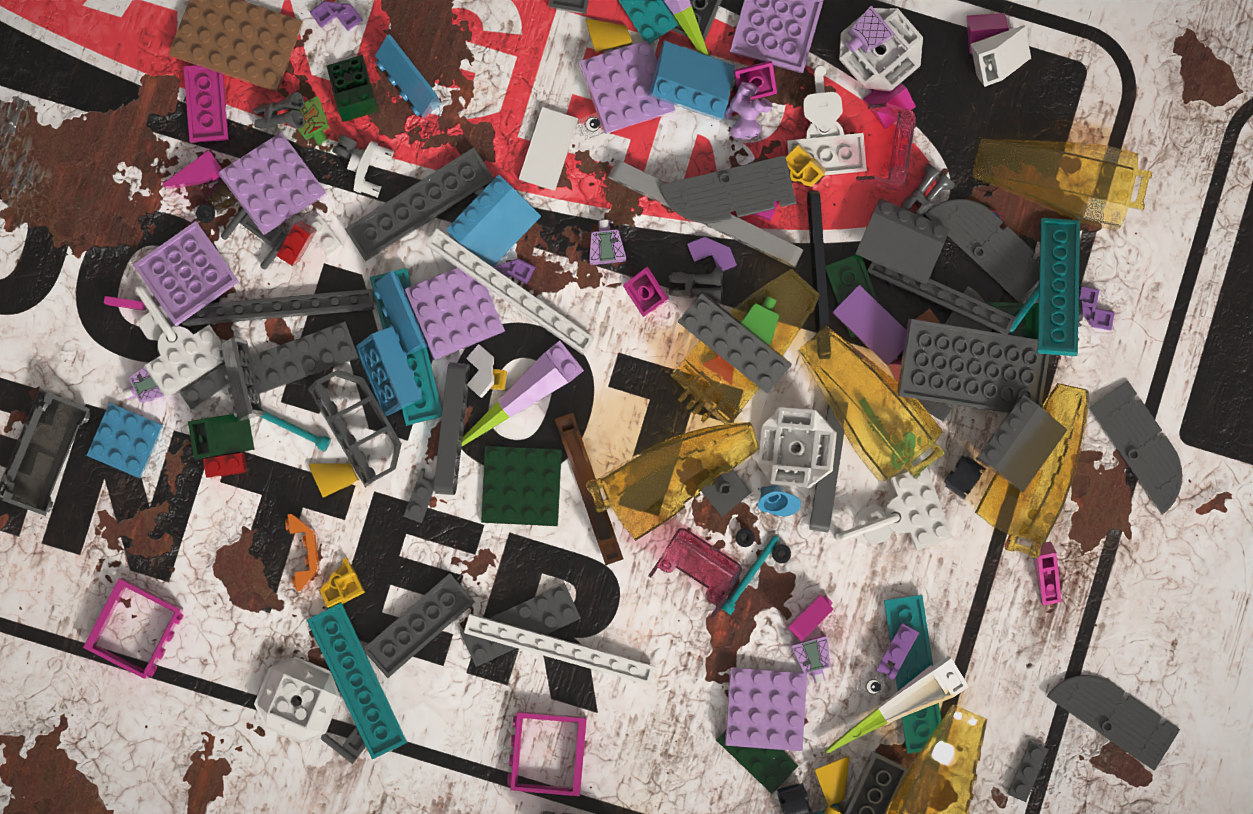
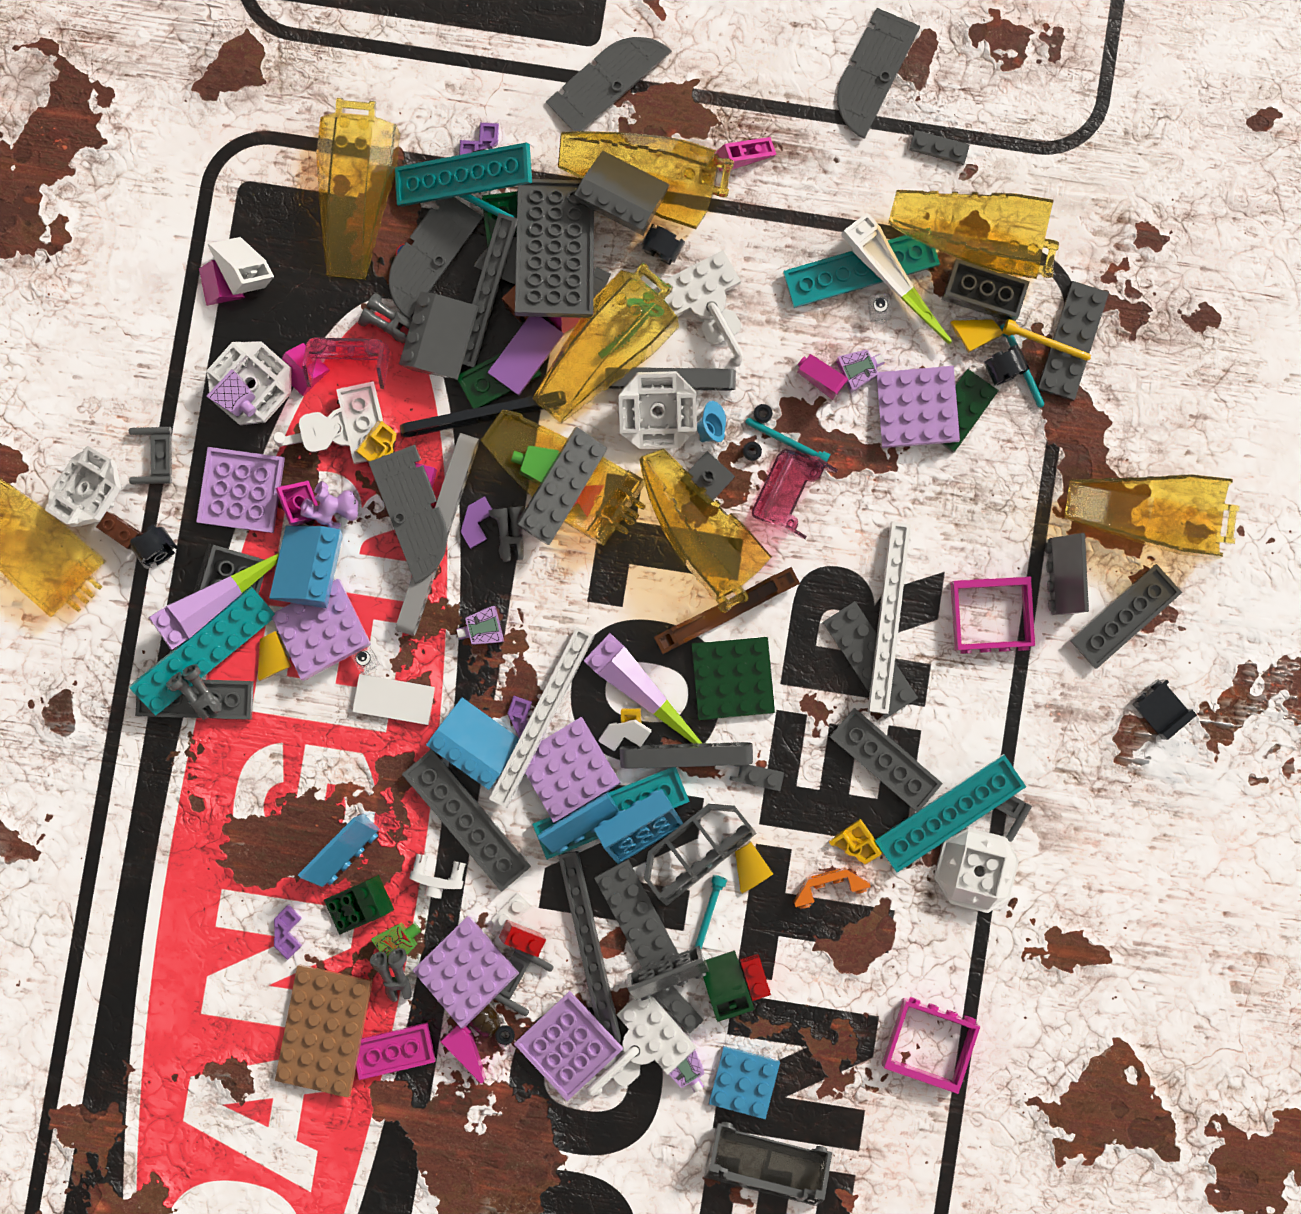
camera: 90 degrees left, 0 degrees up
(124, 303) = (607, 1104): dark pink tile -> none
(347, 143) = (415, 901): dark grey wheel -> none
(645, 292) = (523, 582): dark pink slope -> none
(897, 650) = (842, 286): medium lavender plate -> none

